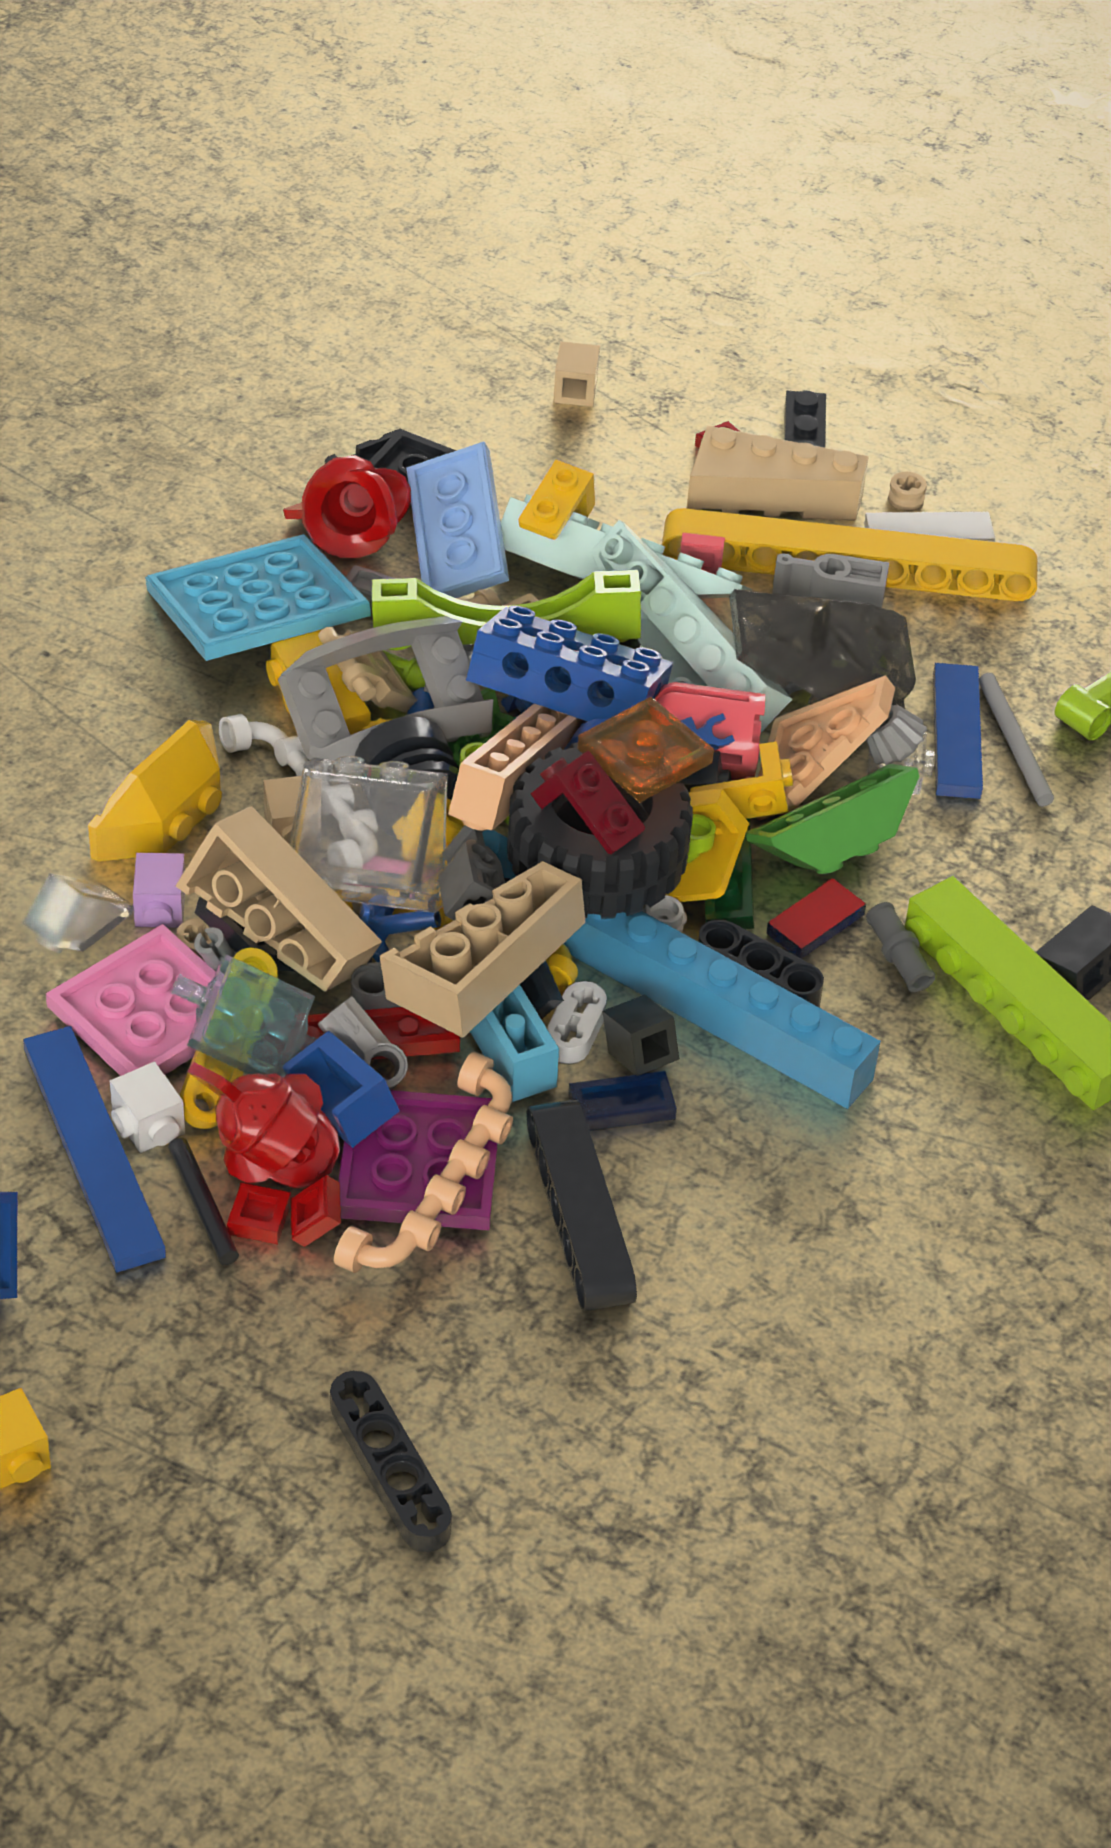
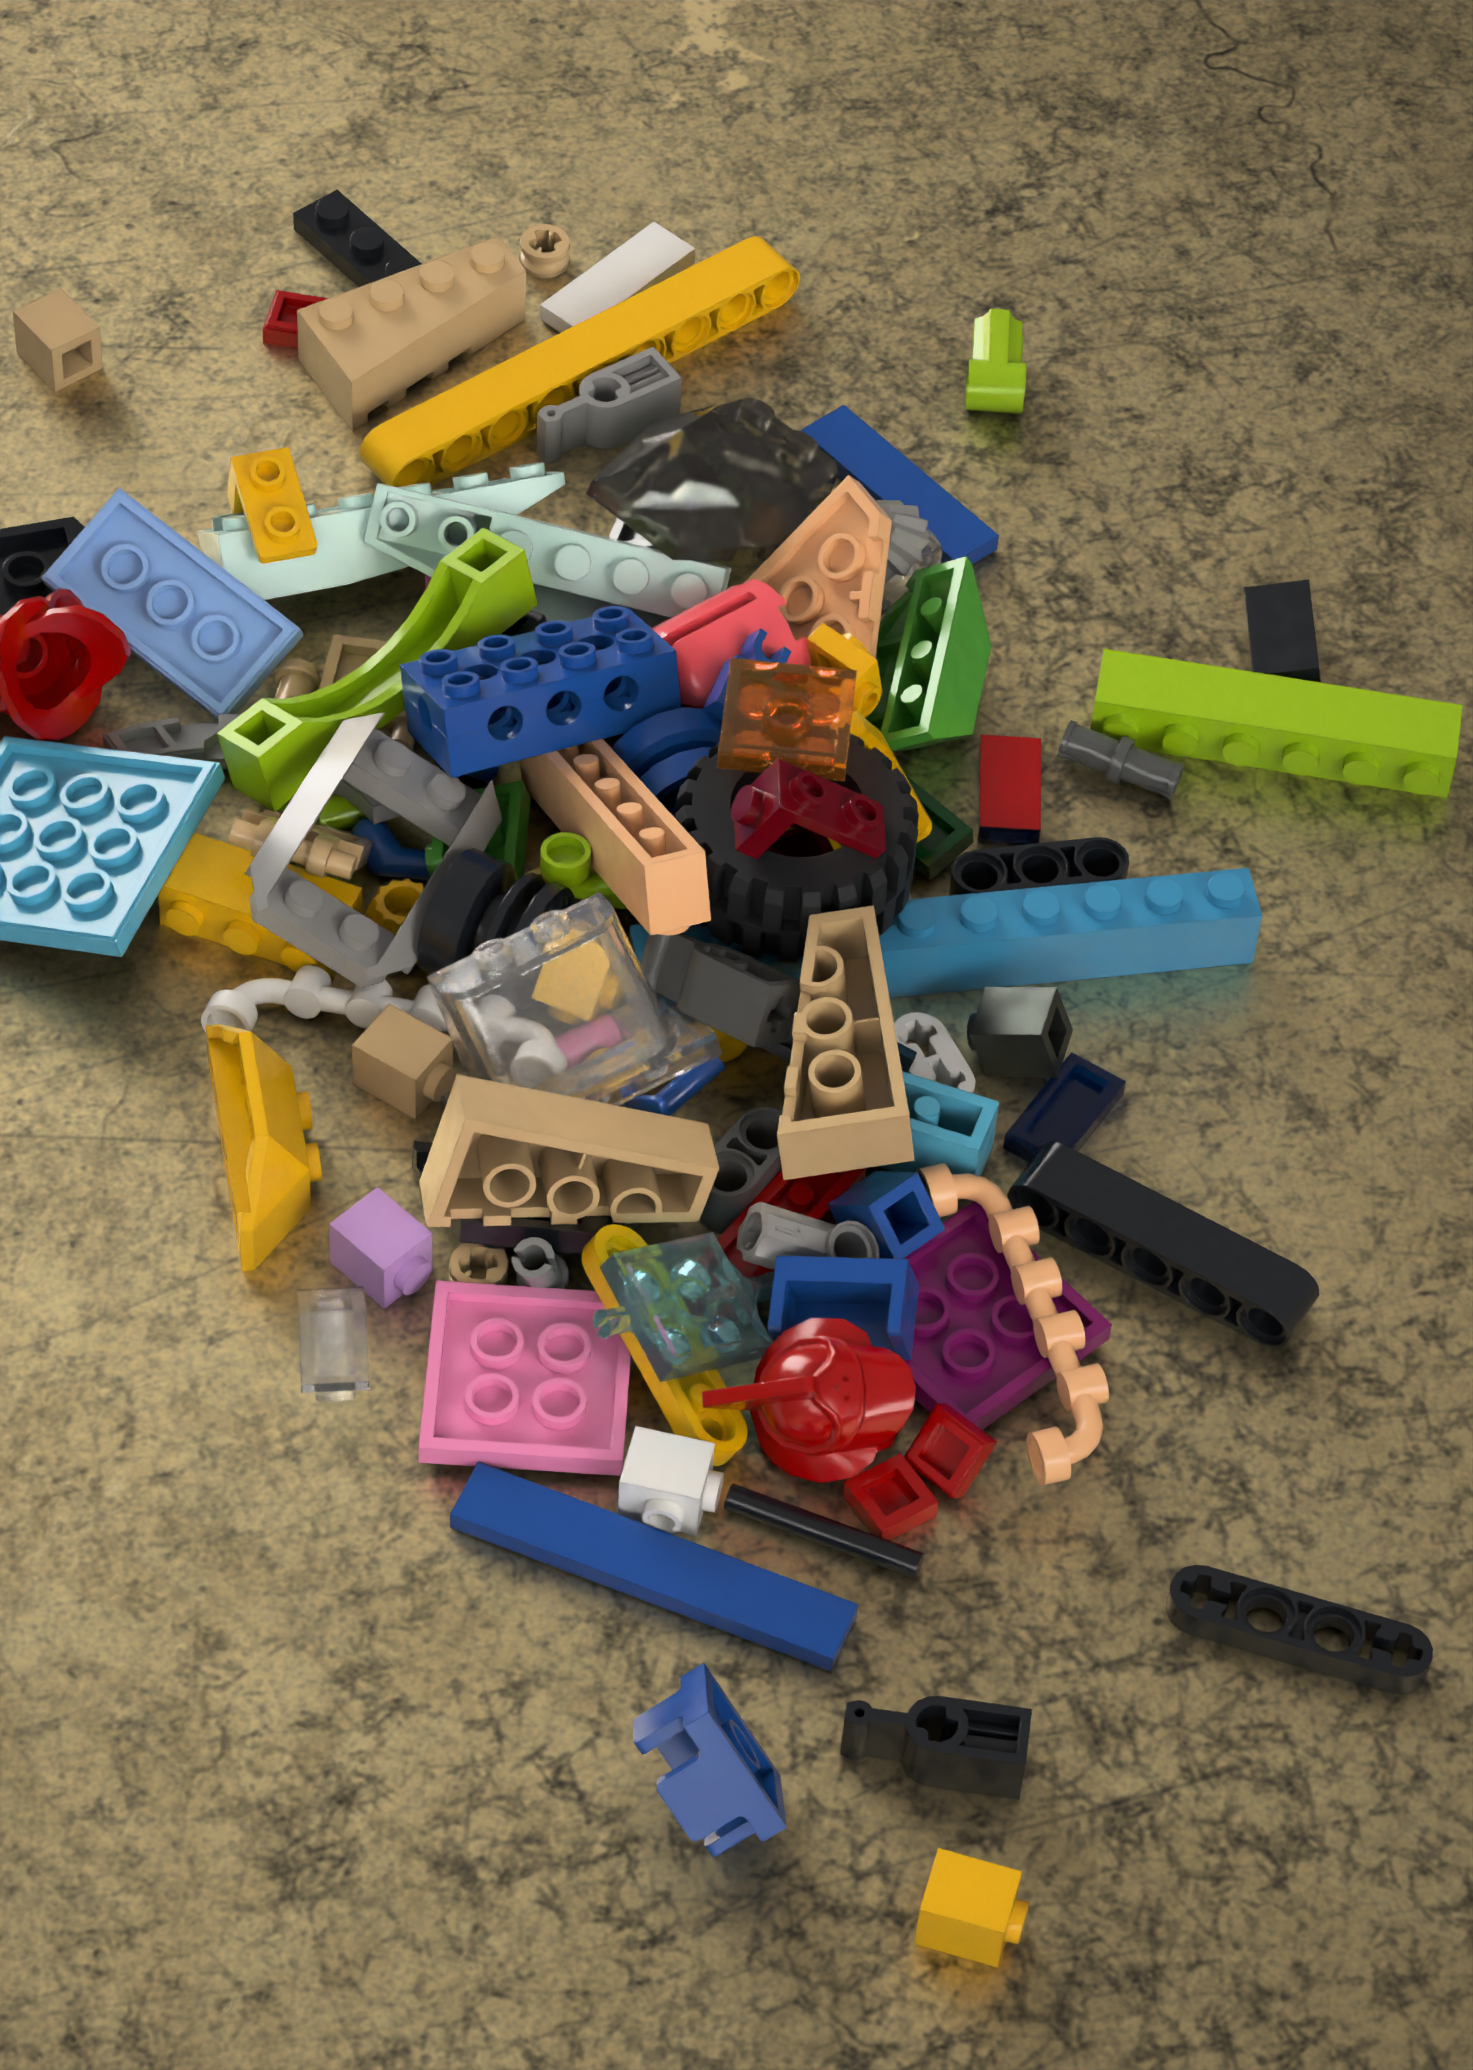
camera: 45 degrees left, 5 degrees up
(115, 1352) = (975, 1749): none -> black piece
(433, 1067) = (893, 1209): none -> blue brick
(704, 548) = (446, 460): coral tile -> none
(1016, 740) = (962, 461): light grey bar -> none

